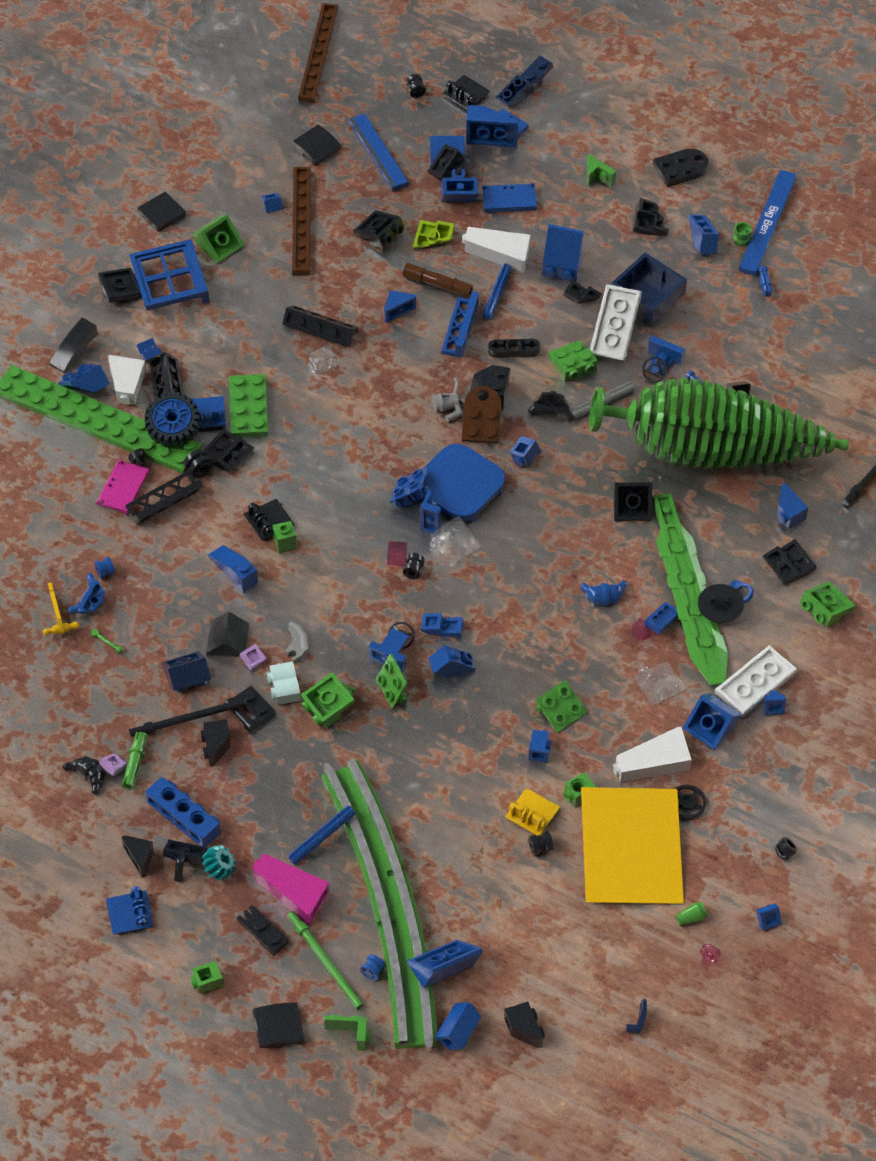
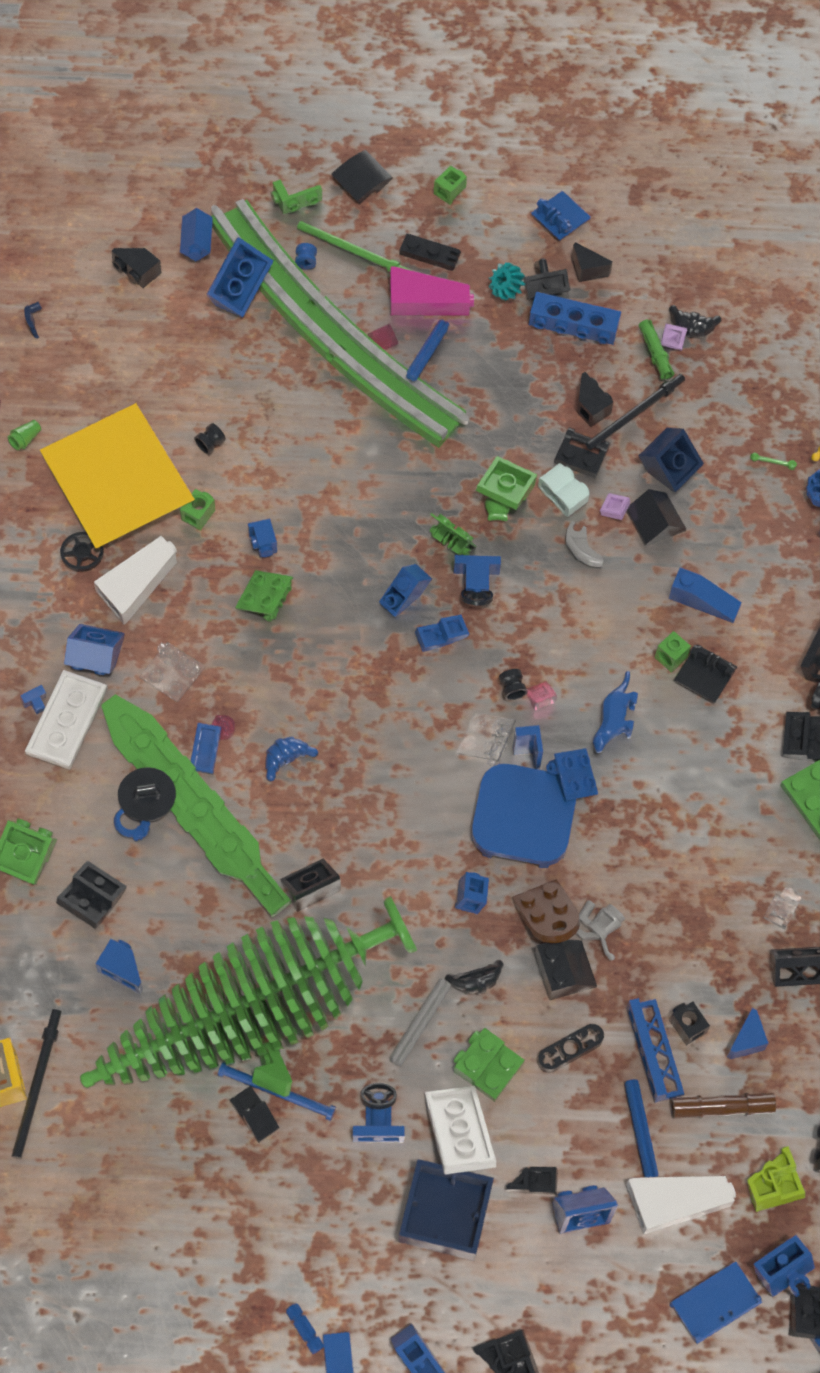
camera: 150 degrees right, 10 degrees up
(348, 873) = (384, 337): none -> clear pink slope
(353, 518) = (613, 715): none -> blue animal
(429, 326) = (689, 1033): none -> black brick
(532, 812) = (235, 471): yellow hinge -> none

